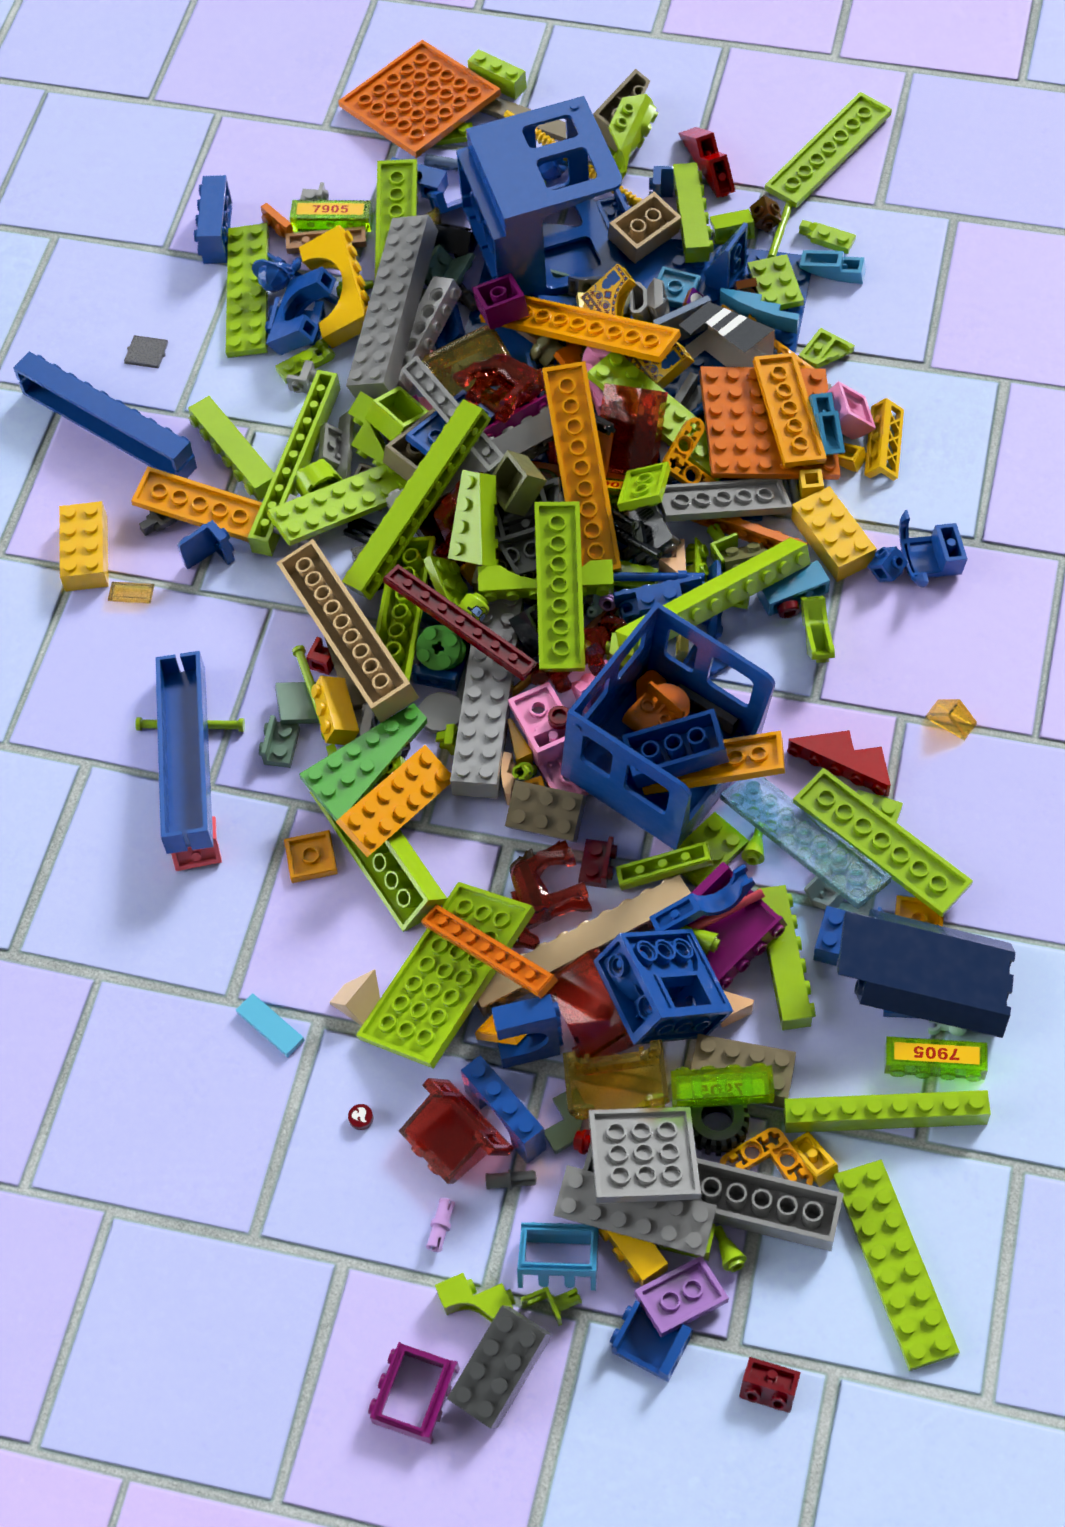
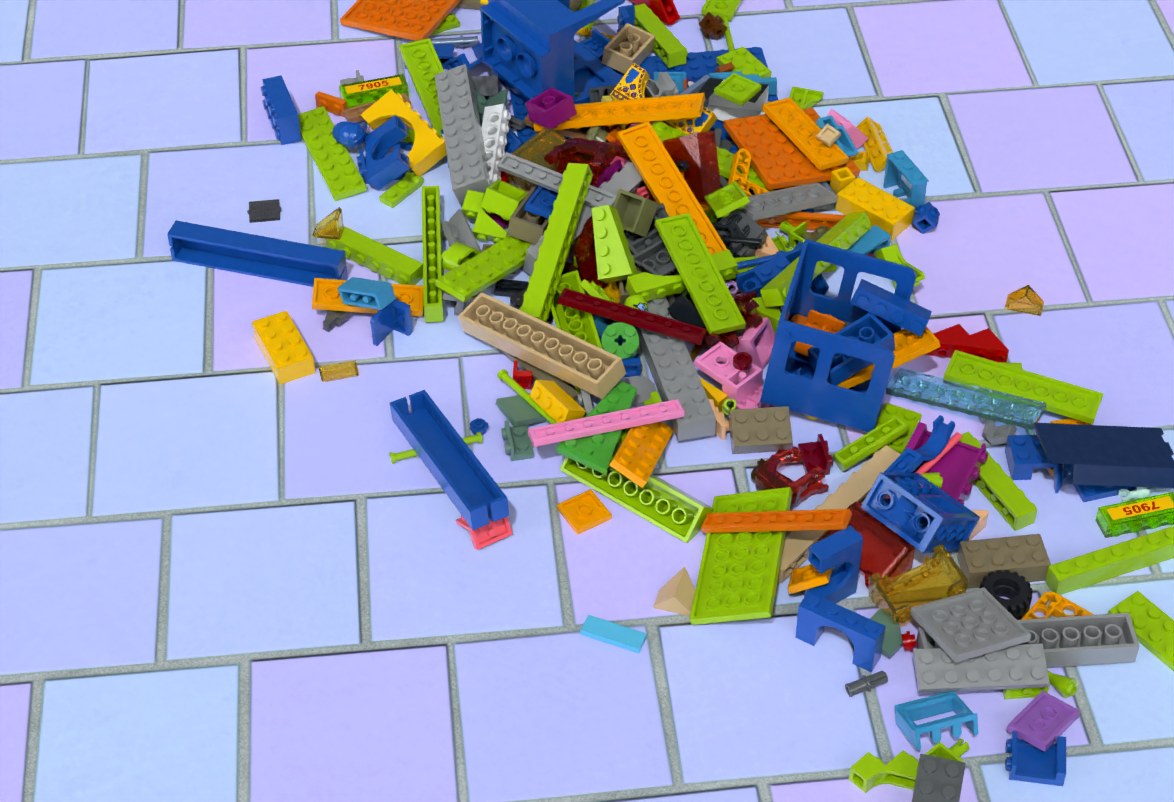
camera: 25 degrees left, 15 degrees down
(187, 506) = (366, 293): none -> dark azure brick
(194, 400) = (331, 226): none -> clear yellow slope
(250, 714) = (479, 425): none -> blue plate
(302, 383) = (406, 203): light grey bracket -> none
(360, 1117) = (722, 676): dark red tile -> none
(365, 759) = (605, 423): none -> bright pink tile
(440, 1225) = (828, 730): lavender pin -> none
(451, 1132) = (803, 663): clear red windscreen -> none
(640, 1256) = (995, 704): yellow brick -> none
(722, 1085) = (1003, 564): clear neon green brick -> none
(727, 224) = (694, 38): lime hinge -> none
(728, 261) = (704, 56): blue slope -> none
(732, 327) = (737, 89): none -> lime tile
(739, 709) = (891, 307): none -> blue brick
(754, 850) = (928, 416): lime cone -> none
(769, 1384) = (1142, 762): dark red bracket -> none
(812, 422) = (828, 135): none -> tan tile
(815, 1158) = (1089, 602): yellow slope -> none
(827, 236) = (763, 33): lime hinge -> none
(834, 265) = (780, 48): dark azure slope -> none
(882, 493) = (898, 165): none -> dark azure window
(932, 555) = (958, 204): blue piece -> none

